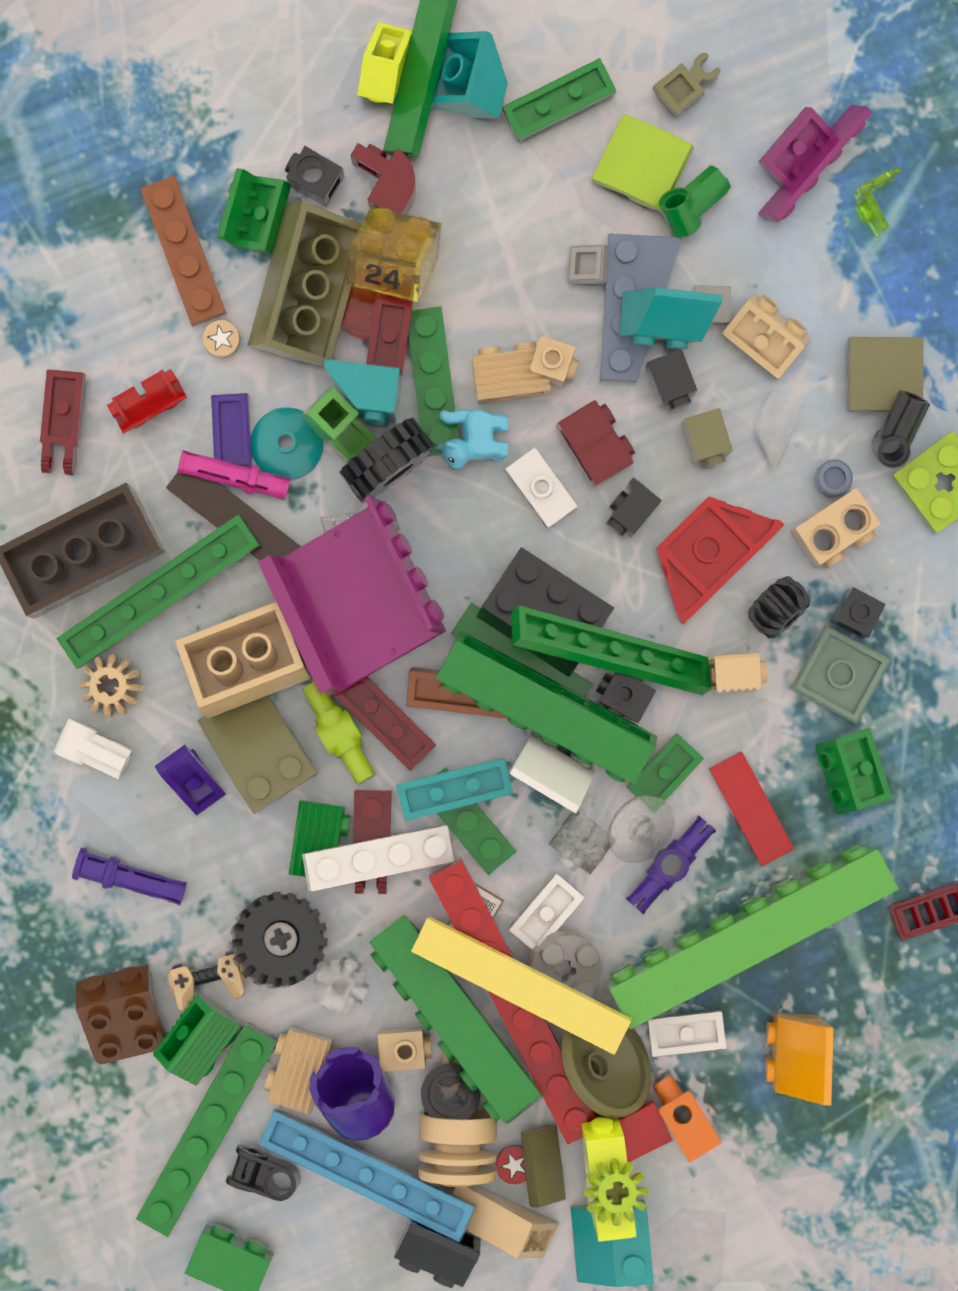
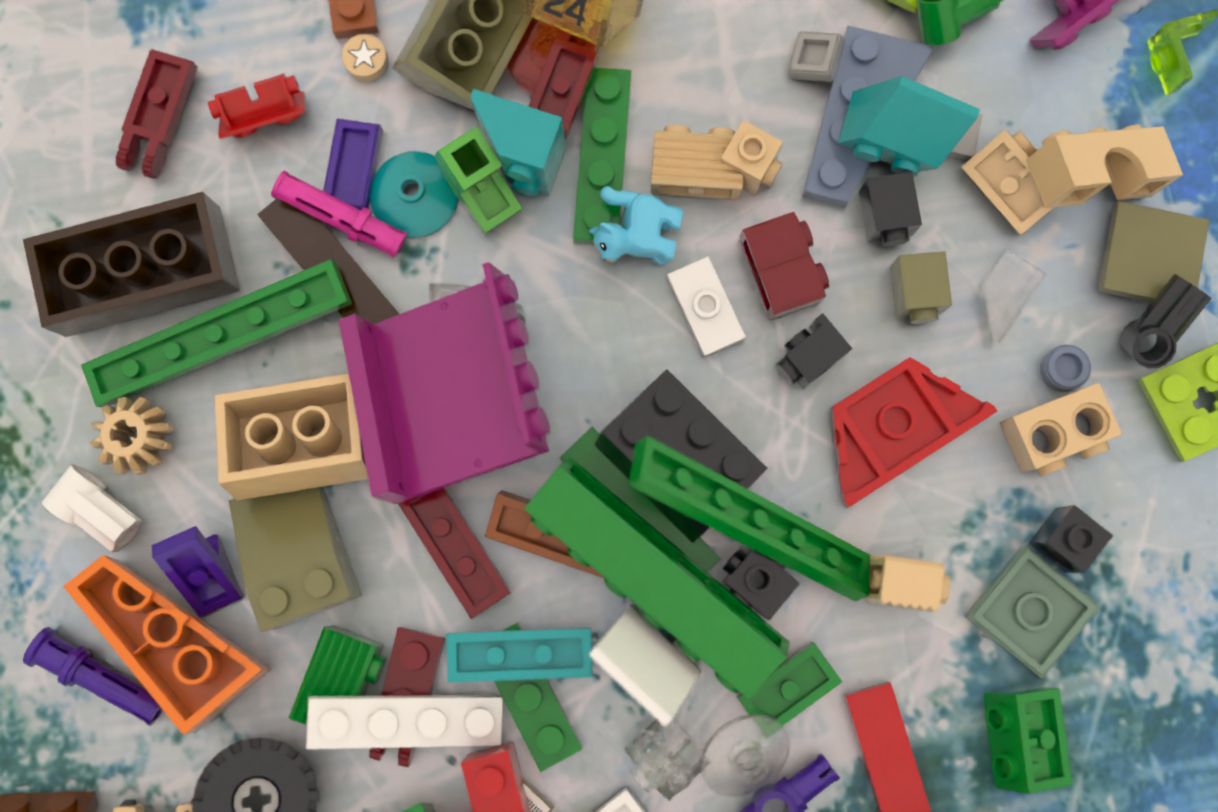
camera: 20 degrees right, 5 degrees down
(187, 843) = (166, 646): none -> orange wedge
(339, 733) = (395, 556): lime pin -> none
(387, 459) = (525, 227): black bush -> none
(779, 607) = (973, 511): black gear -> none
(855, 302) = (1080, 165): none -> tan arch

